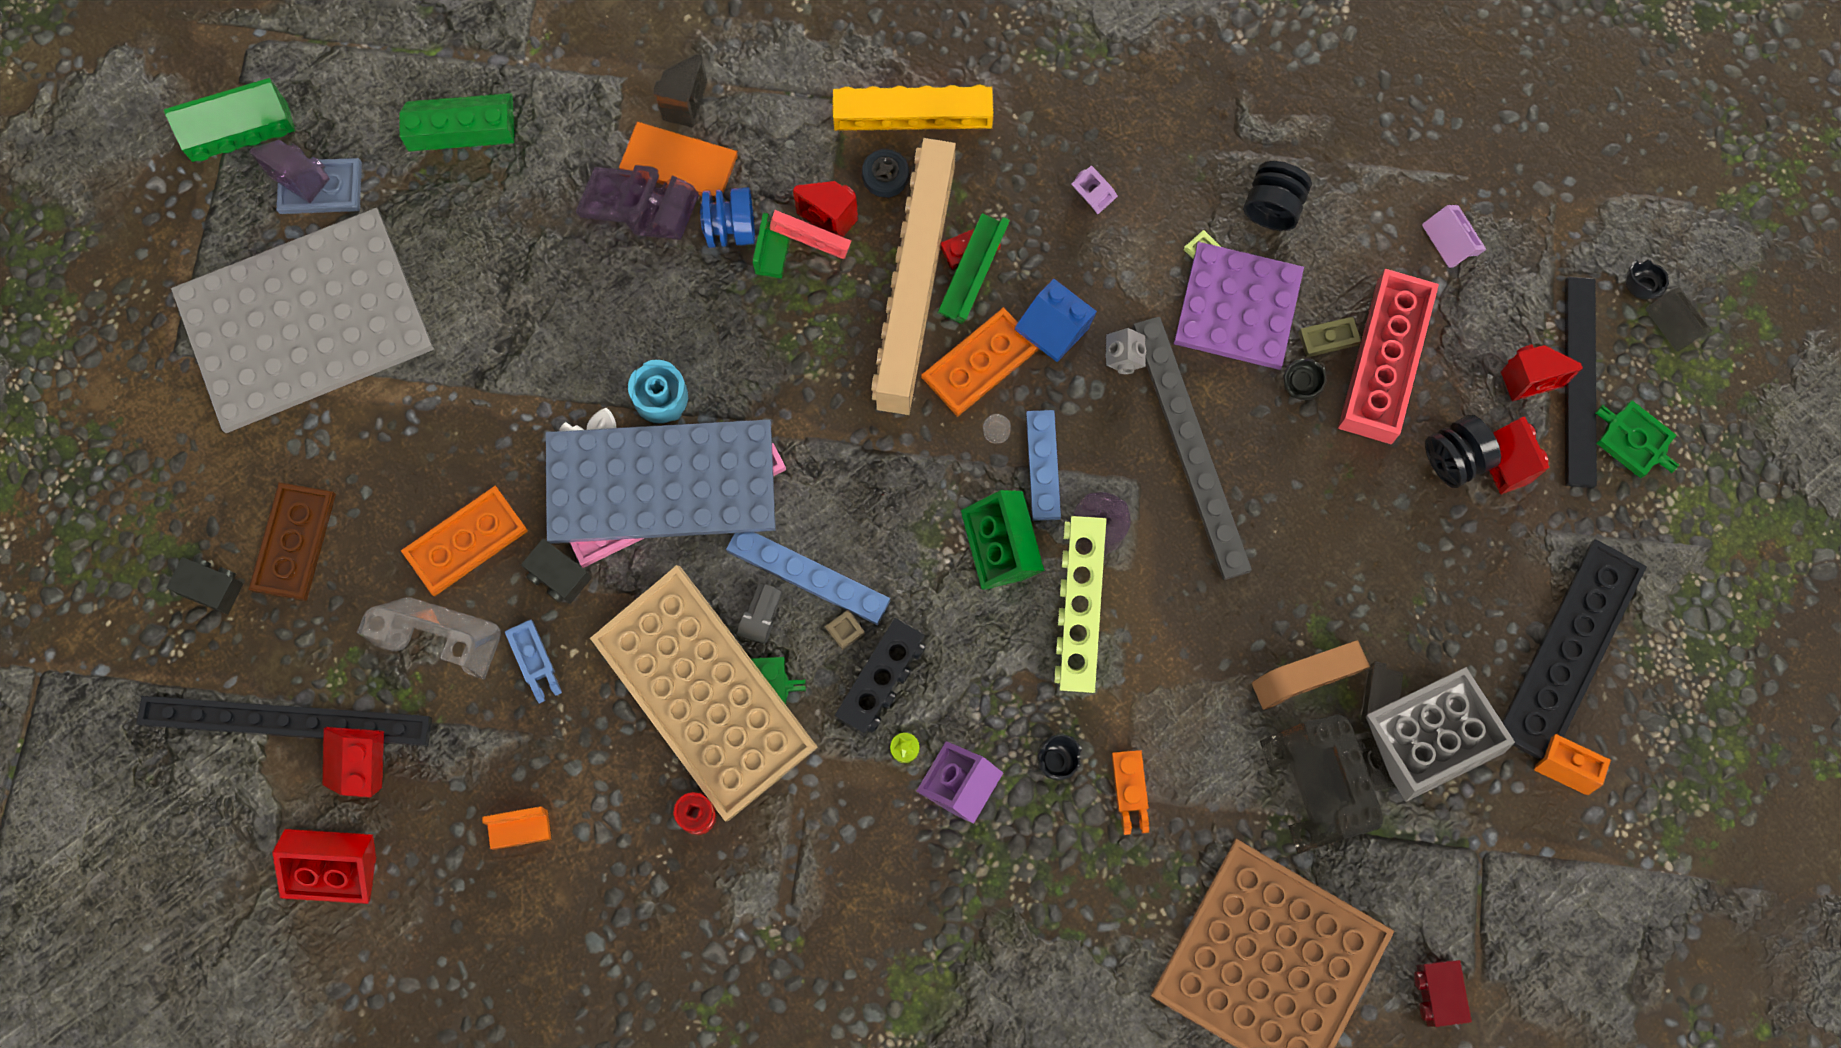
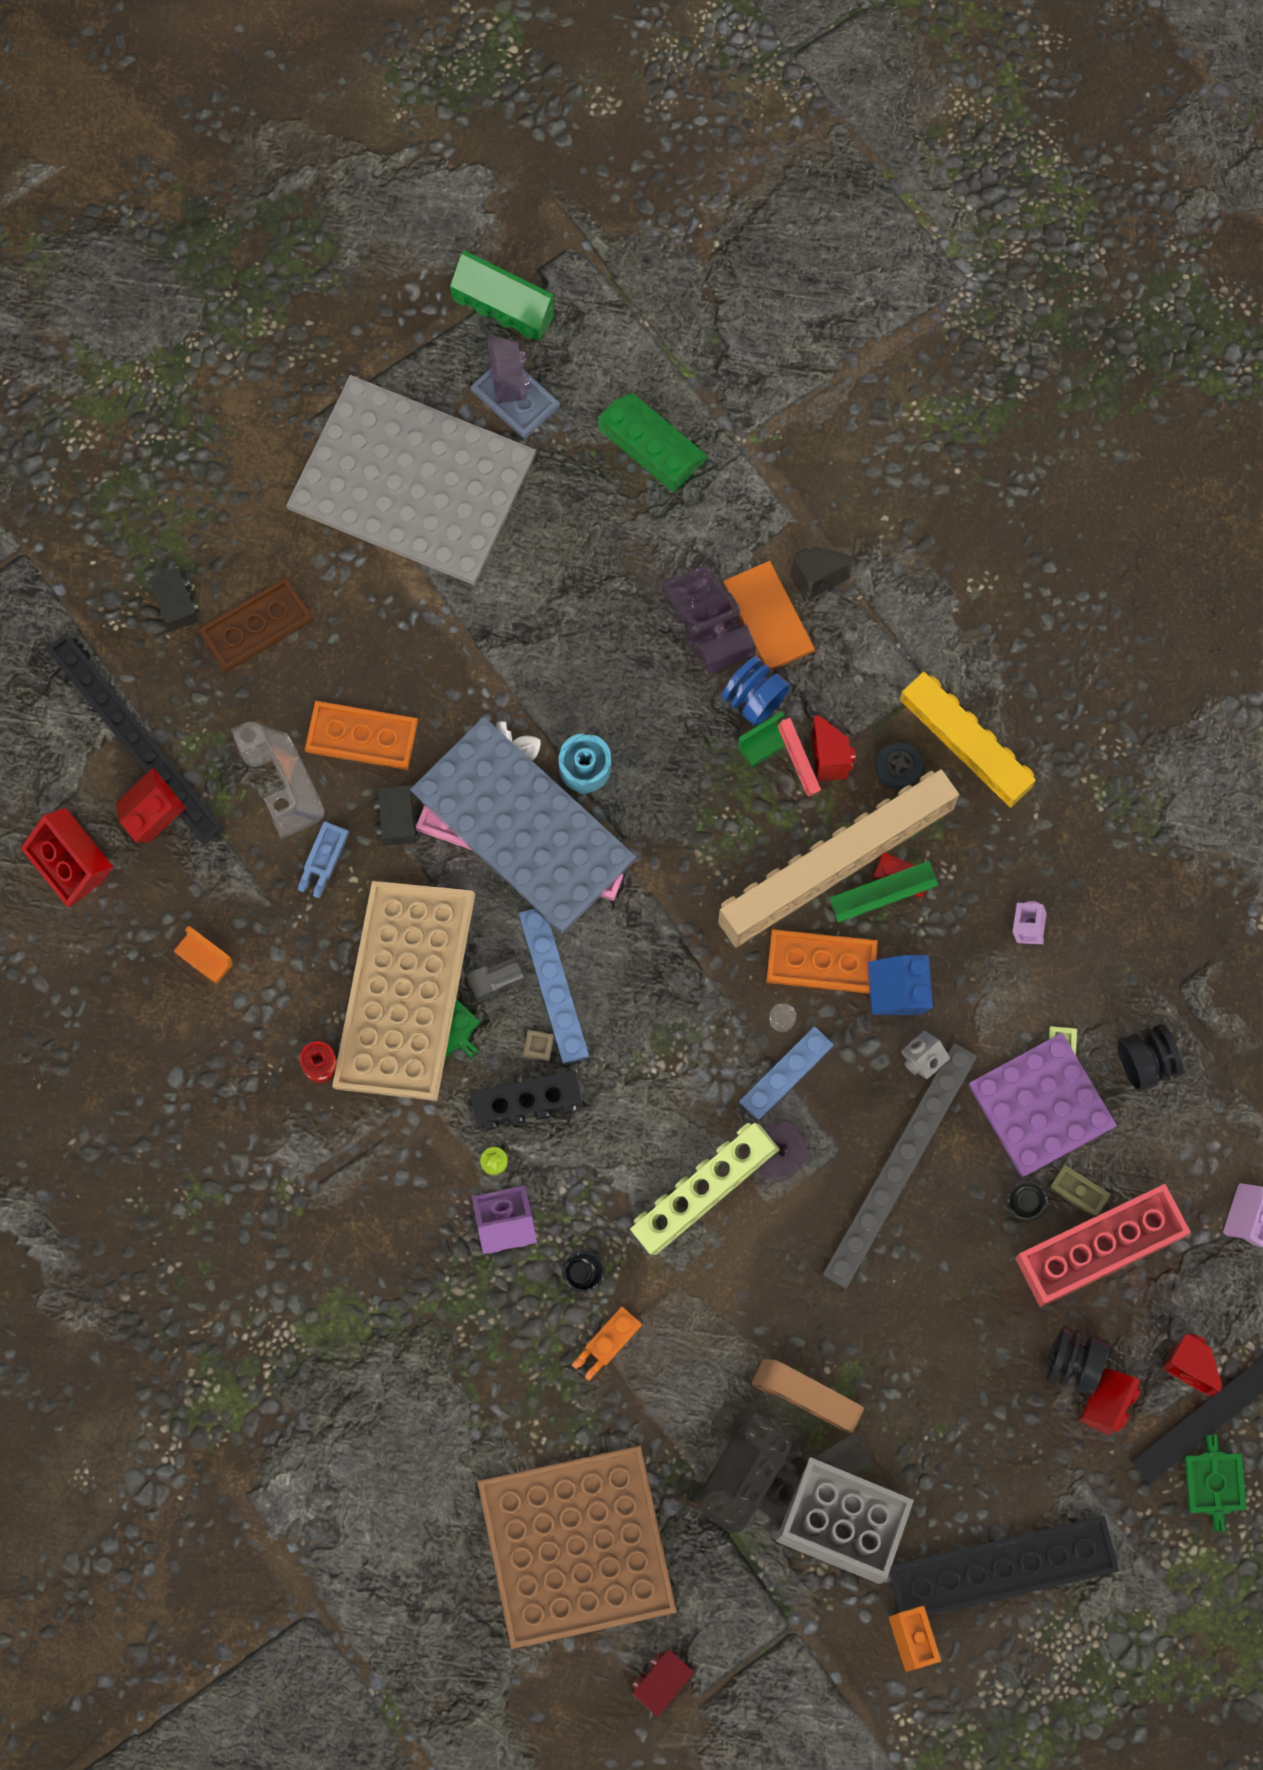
camera: 45 degrees right, 0 degrees up
(1002, 539) = (703, 1094): green slope -> none

